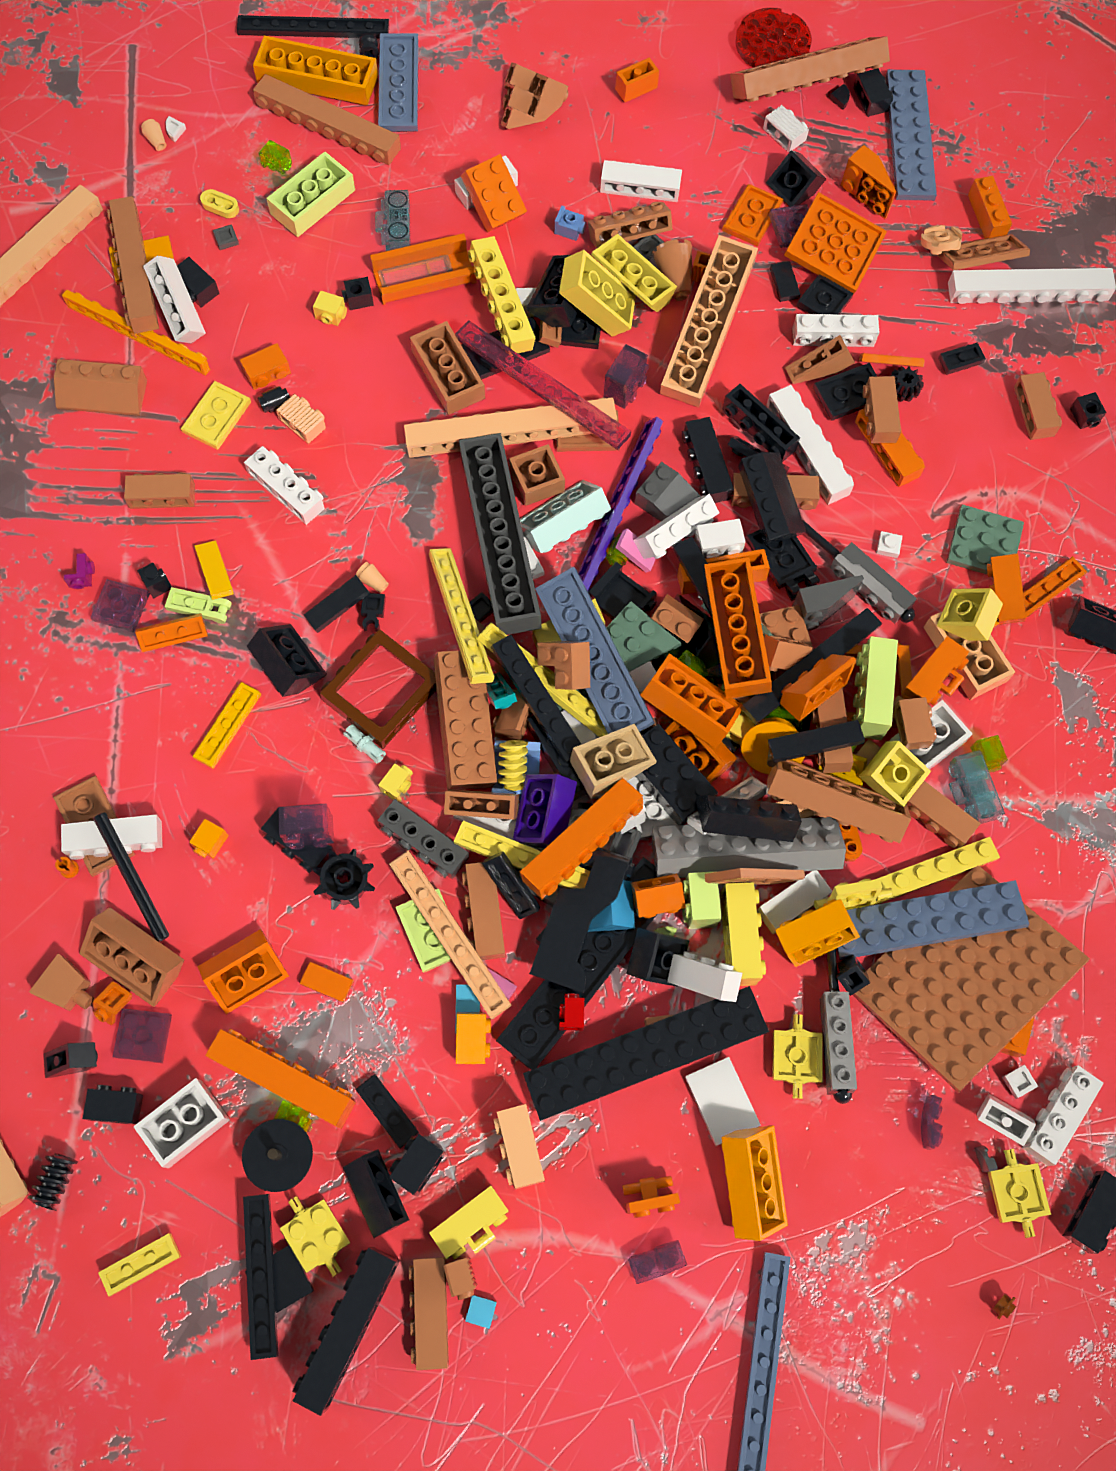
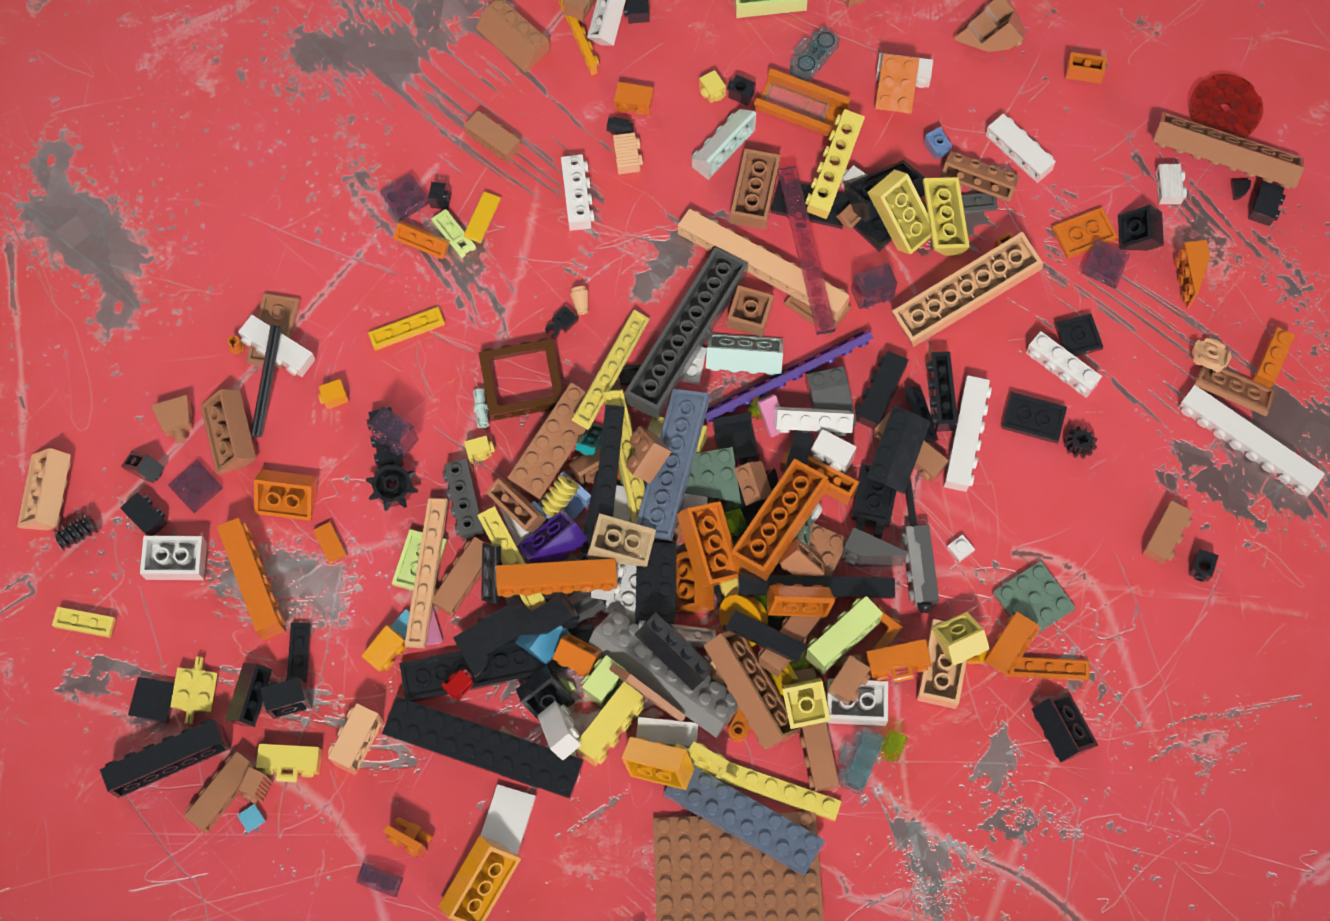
camera: 45 degrees right, 0 degrees up
(84, 573) = (400, 157): magenta bracket -> none
(110, 1002) = (193, 450): orange bracket -> none
(216, 415) = (574, 109): light yellow tile -> none
(260, 1277) = (143, 686): black plate -> none
(277, 1155) = (210, 622): black piece -> none
(285, 659) = (478, 313): black slope -> none
(288, 1110) = (233, 606): clear neon green brick -> none
(336, 603) = (541, 300): black tile -> none
(383, 347) = (724, 142): none -> light aqua slope
(675, 263) = (984, 231): nougat cone -> none
(785, 281) = (1062, 300): black tile -> none
(797, 1056) = (579, 832): light yellow plate -> none
(821, 362) = (1032, 380): nougat slope -> none
(835, 243) = (1124, 299): orange plate -> none
(837, 1038) = (614, 840): light grey piece -> none
(852, 975) = (660, 810): black brick -> none
(882, 409) = (1036, 447): nougat brick -> none
(892, 360) = (1086, 417): orange tile -> none
(897, 457) = (1027, 477): orange brick -> none
(911, 136) = (1268, 257): sand blue plate -> none
(962, 358) = (1143, 455): black plate -> none

